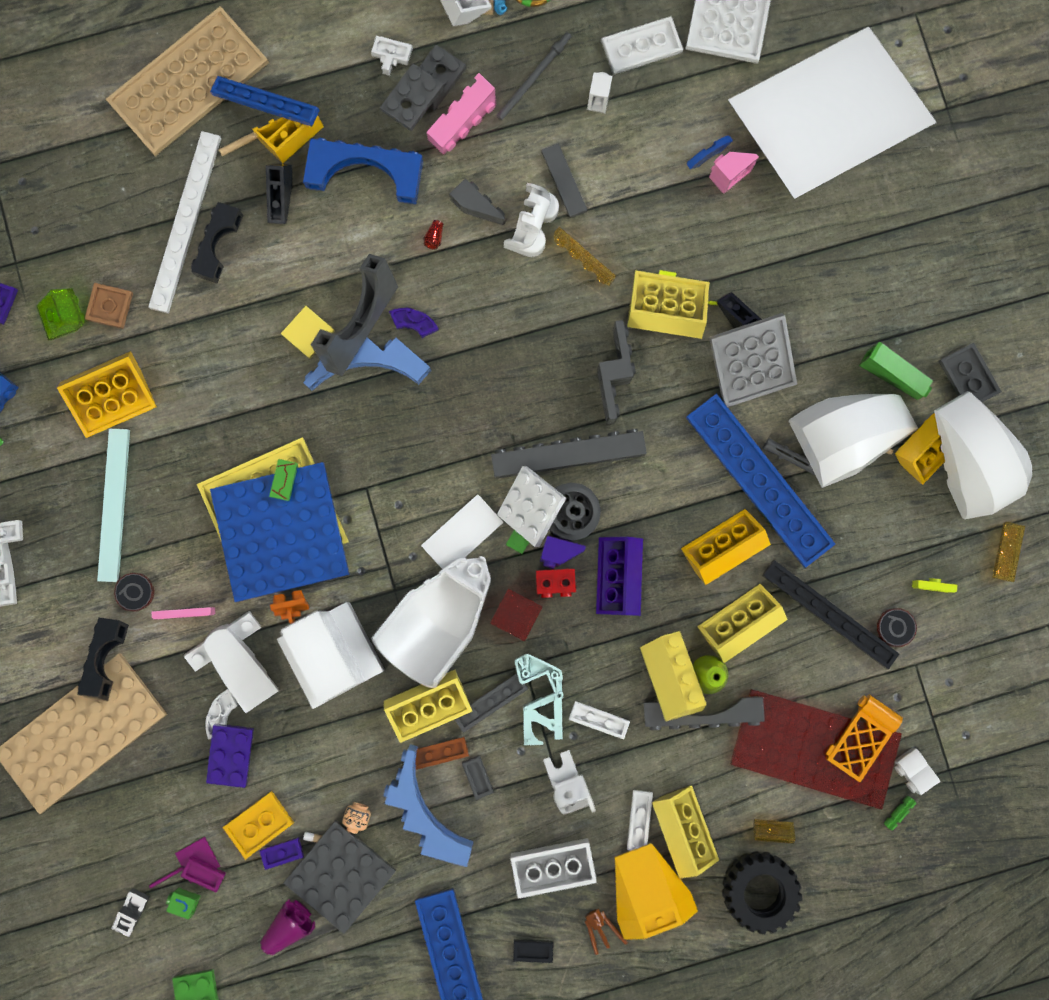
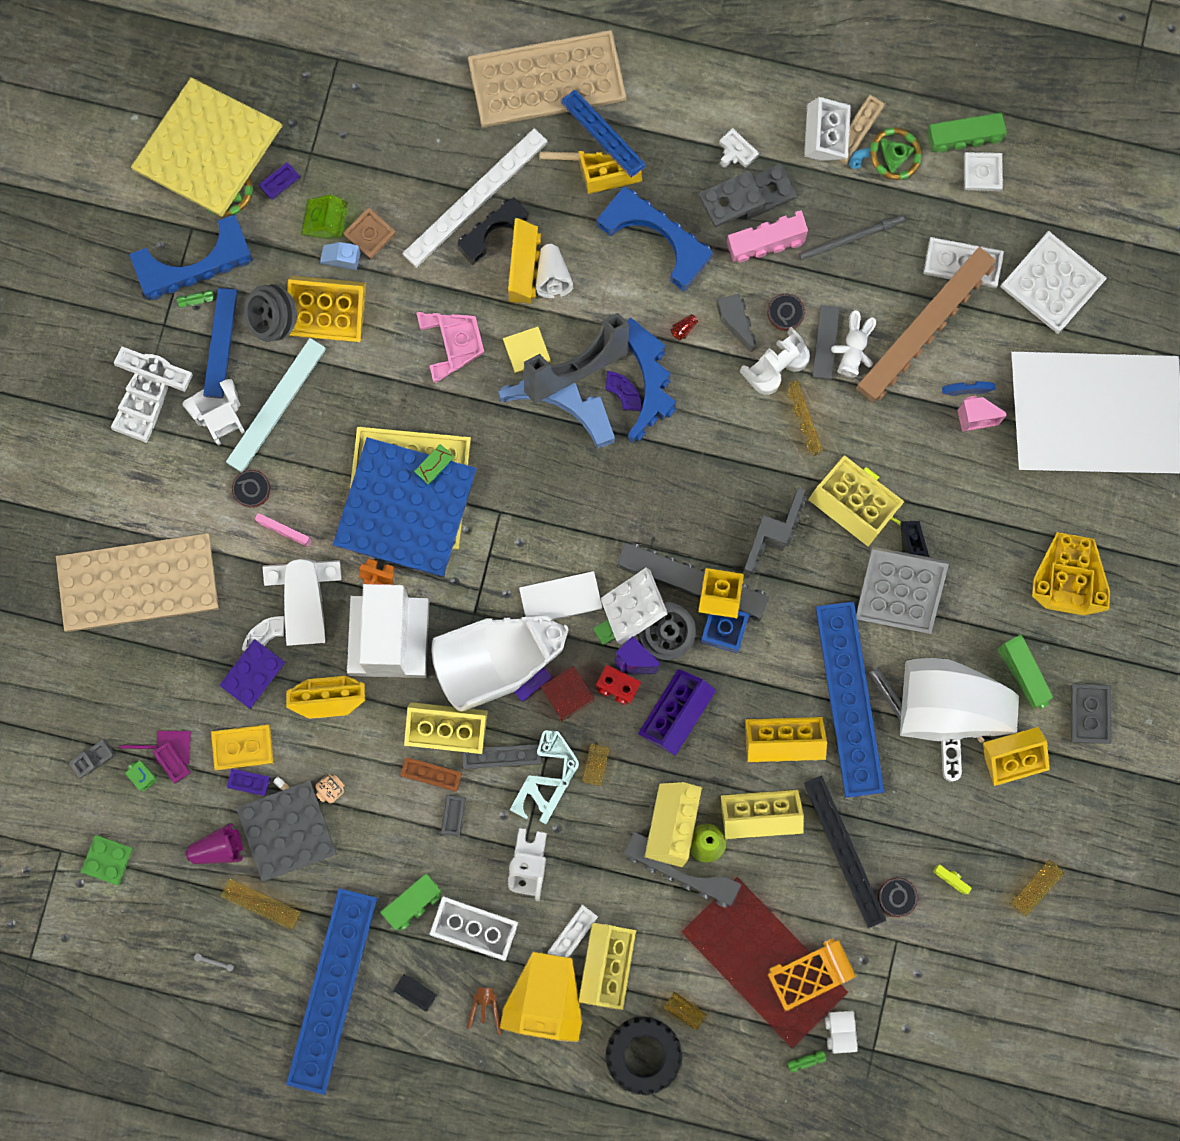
camera: 30 degrees right, 5 degrees down
(31, 478) = (220, 342): none -> blue tile
(58, 426) = (270, 312): none -> dark grey wheel
(61, 540) = (215, 412): none -> white piece
(94, 339) = (341, 255): none -> light blue slope
(107, 635) = (209, 512): black arch -> none
(244, 355) = (460, 340): none -> bright pink wing
(259, 255) = (523, 262): none -> yellow slope
(278, 191) = (570, 216): black slope -> none
(291, 251) = (552, 273): none -> white cone
(305, 739) = (326, 697): none -> yellow wedge
(354, 954) = (261, 904): none -> clear yellow plate
(436, 838) = (382, 818): medium blue arch -> none
(448, 314) = (656, 402): none -> blue arch
(482, 624) = (533, 684): none -> dark purple plate
(486, 876) = (412, 903): none -> bright green brick
(514, 173) = (785, 312): none -> black tile
(575, 662) = (595, 765): none -> clear yellow plate
(590, 166) = (856, 342): none -> white animal
(599, 92) = (899, 283): white brick -> none
(599, 720) = (587, 827): white tile -> none
(601, 452) = (721, 593): none -> yellow brick
(619, 480) = (725, 631): none -> blue brick
(642, 116) = (925, 325): none -> medium nougat brick
(879, 479) = (956, 767): none -> white beam
(889, 267) = (1072, 577): none -> yellow wedge
(981, 456) = (1056, 788): white windscreen -> none

